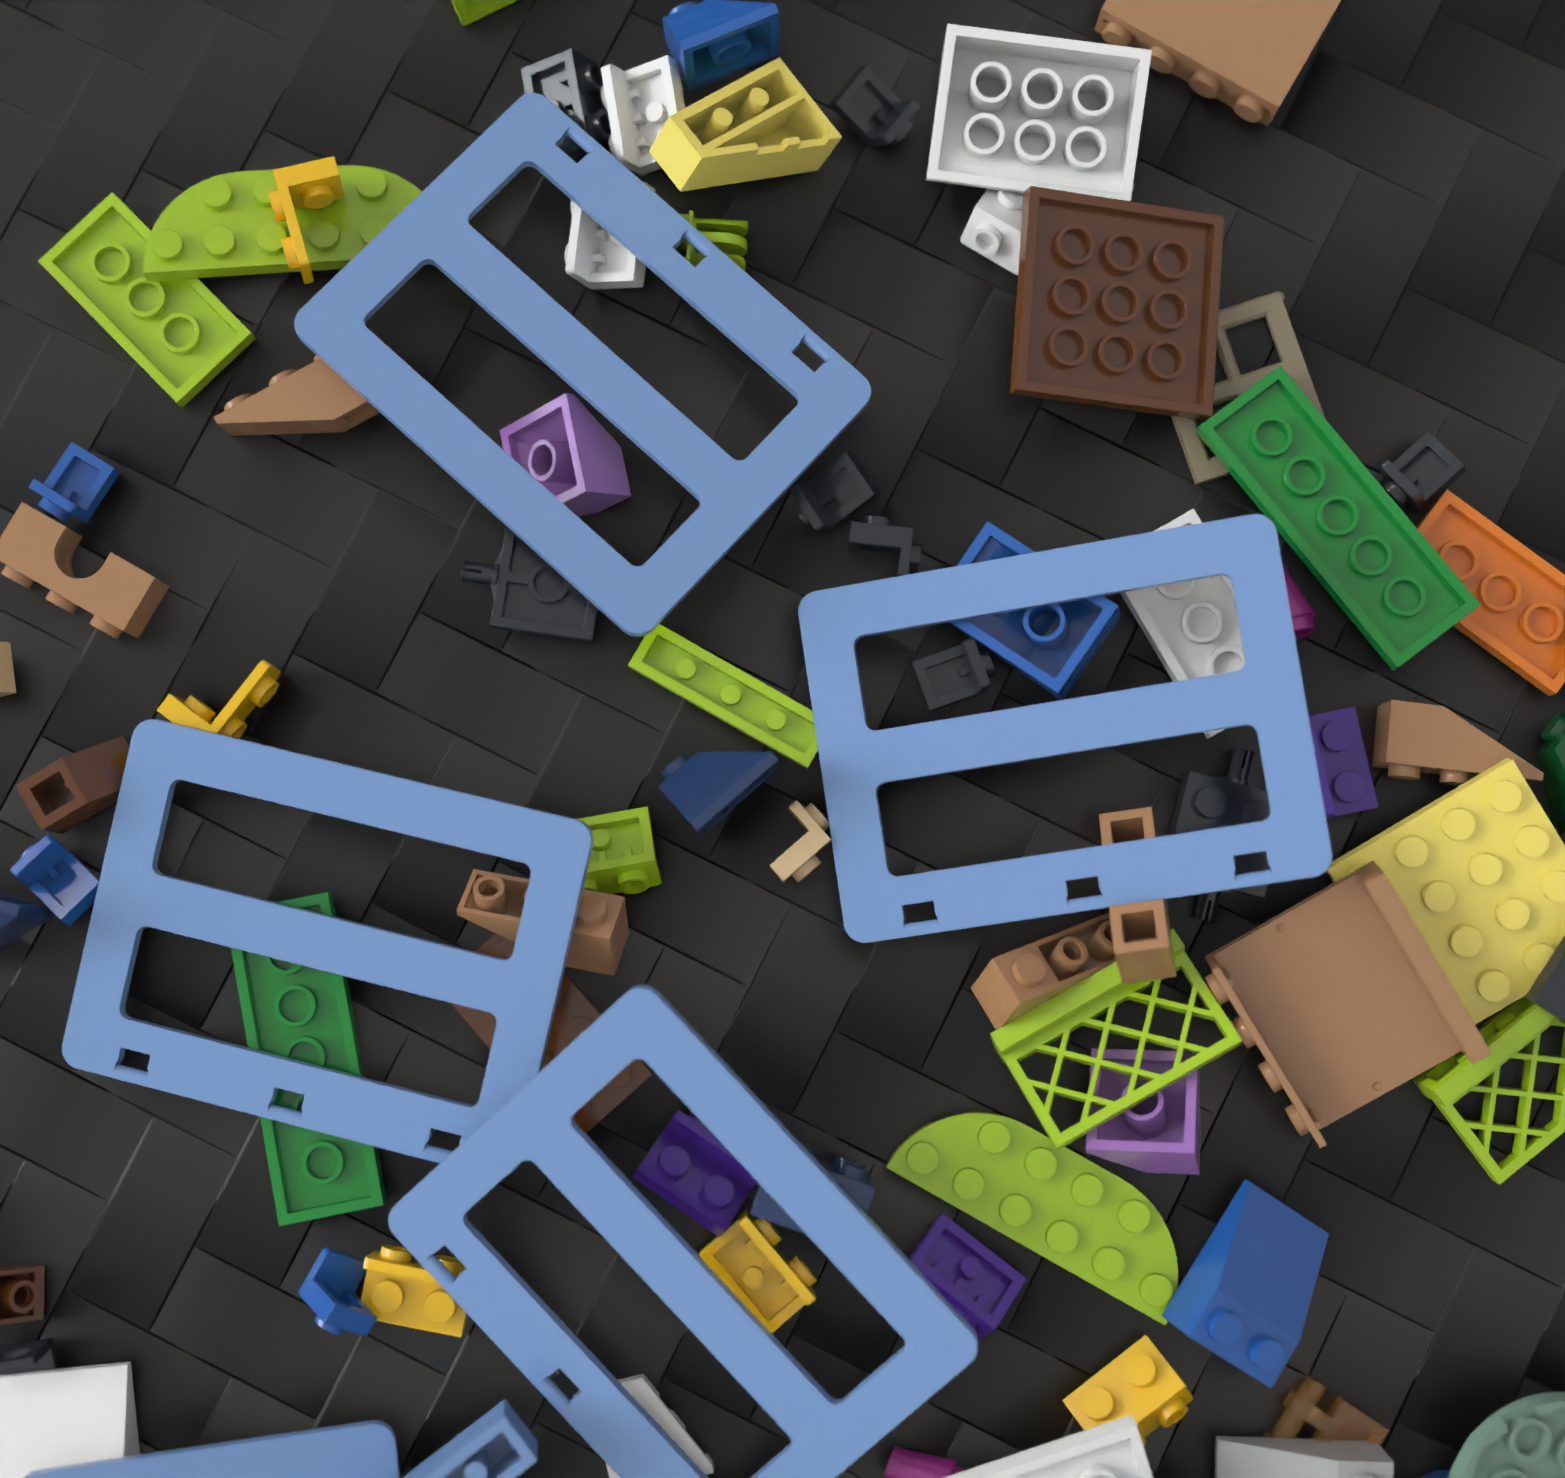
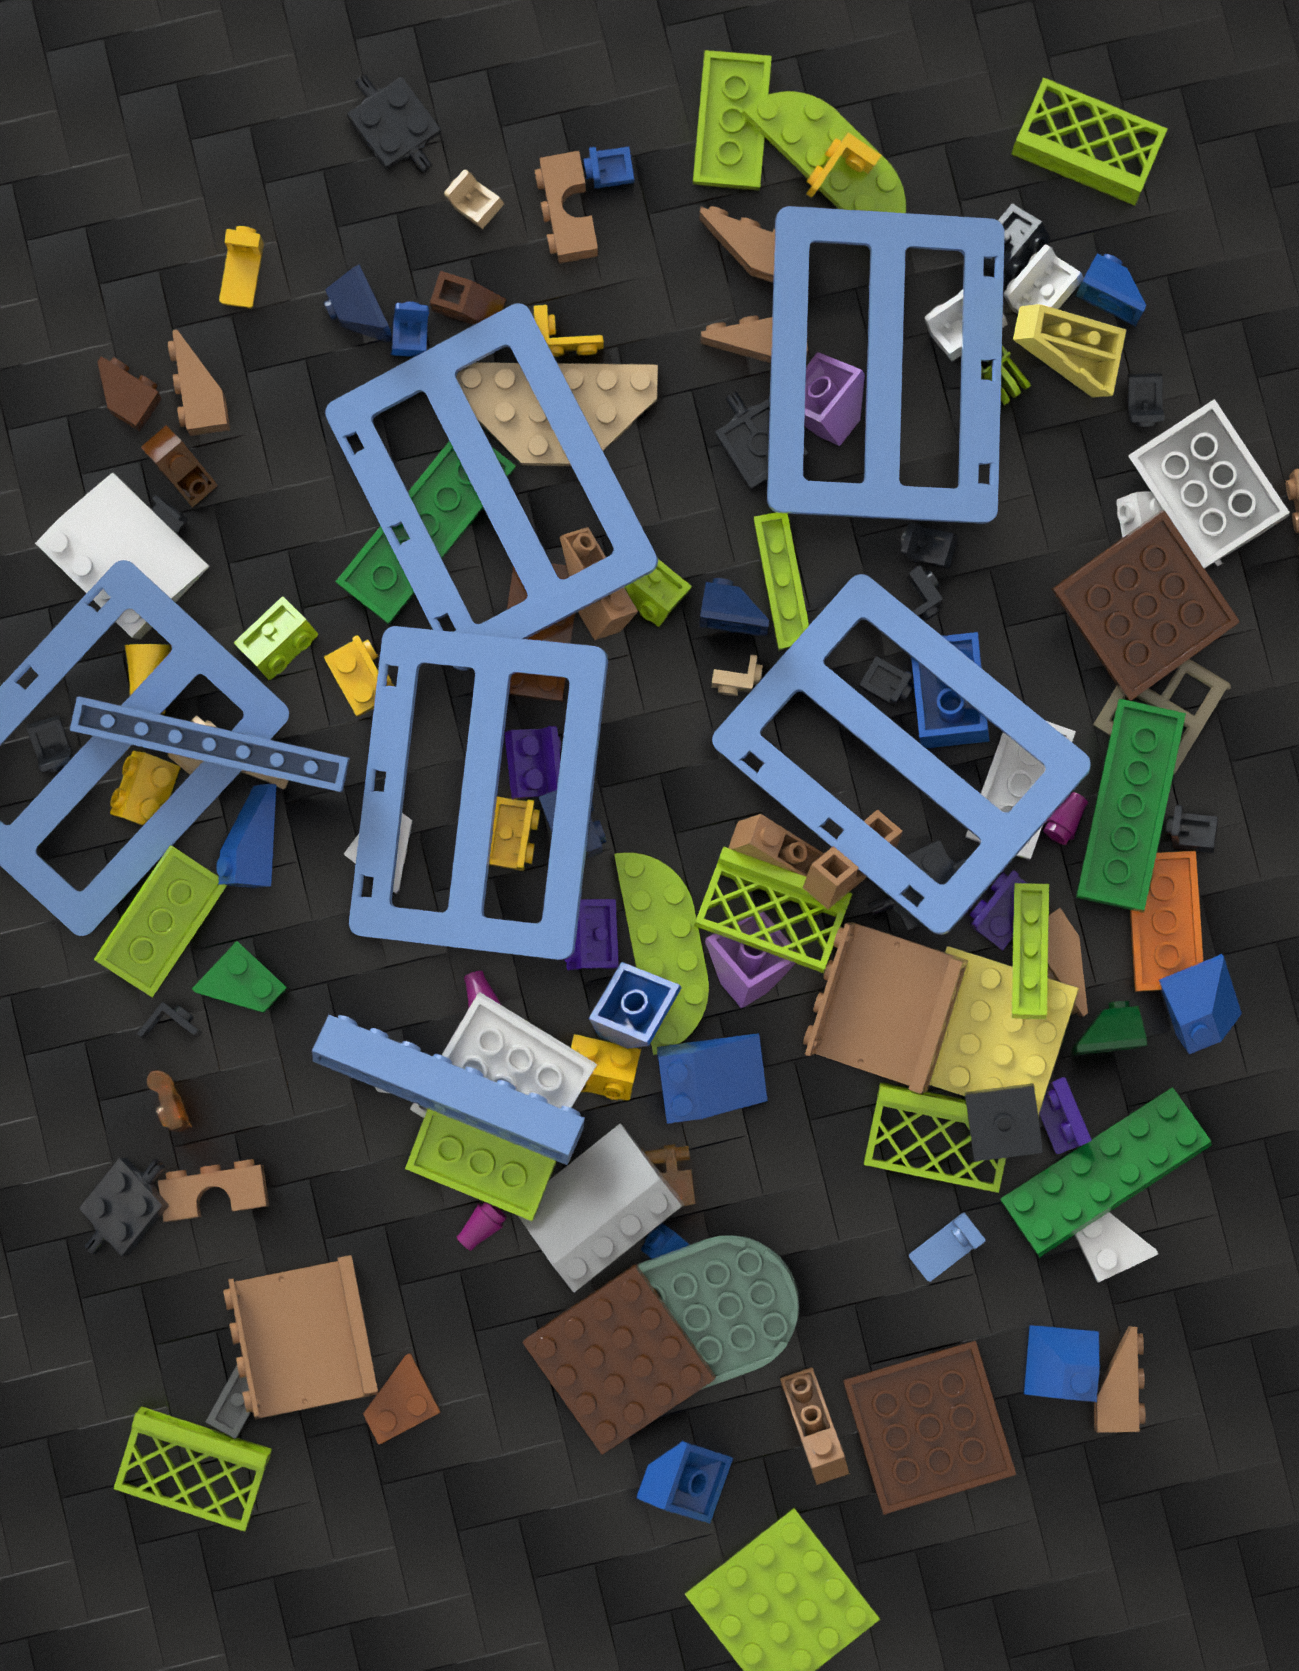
camera: 50 degrees right, 0 degrees up
(284, 1358) = (276, 638): none -> lime bracket
(332, 1294) = (329, 632): blue bracket -> none
(336, 714) = (508, 409): none -> tan plate
(413, 495) = (748, 338): none -> medium nougat slope
(1096, 1306) = (633, 1007): none -> blue slope
(1426, 779) = (1030, 951): none -> lime plate

